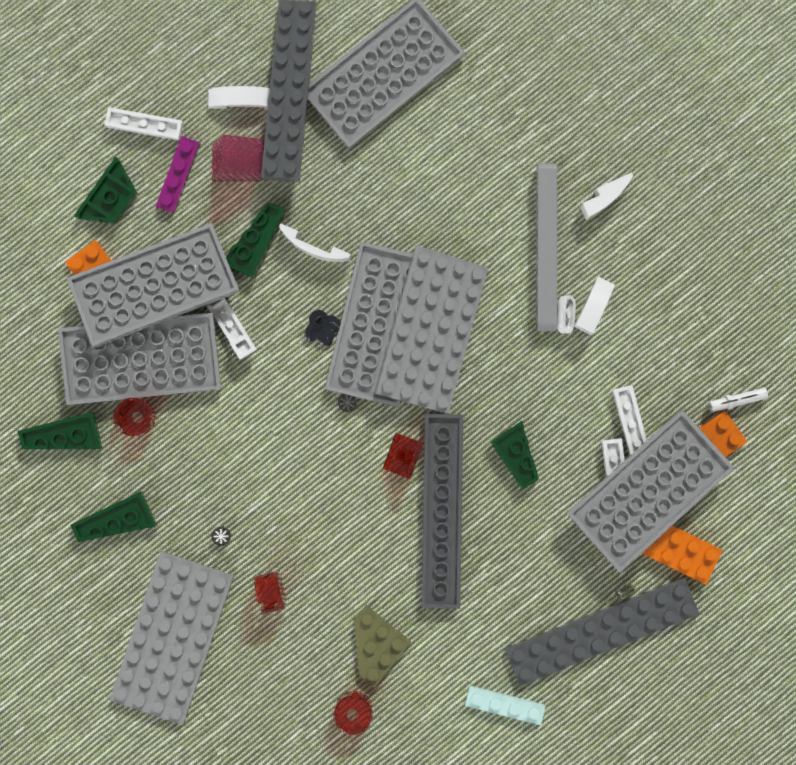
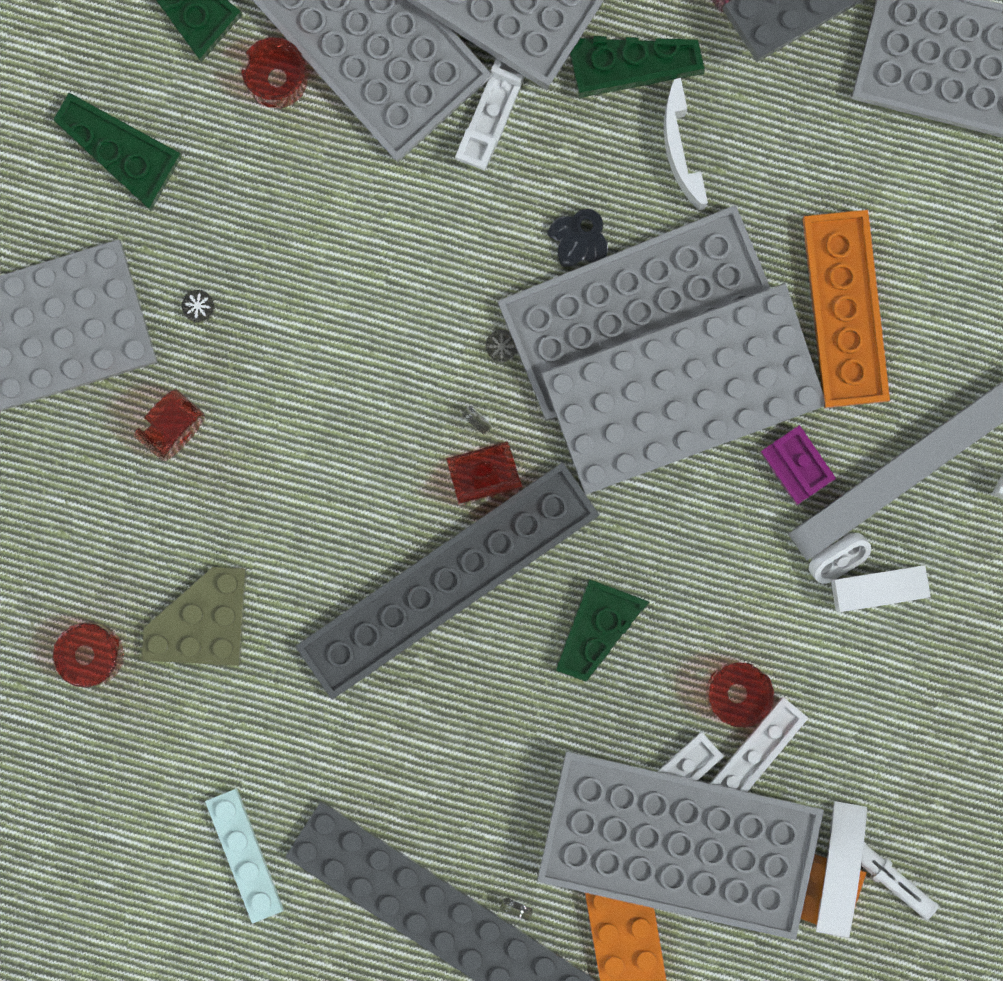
camera: 50 degrees right, 0 degrees up
(374, 440) = (477, 420): none -> clear smoke tile
(448, 225) = (846, 309): none -> orange plate
(507, 302) = (797, 465): none -> magenta plate
(608, 407) = (758, 699): none -> clear red piece
(715, 420) = (842, 869): none -> white slope

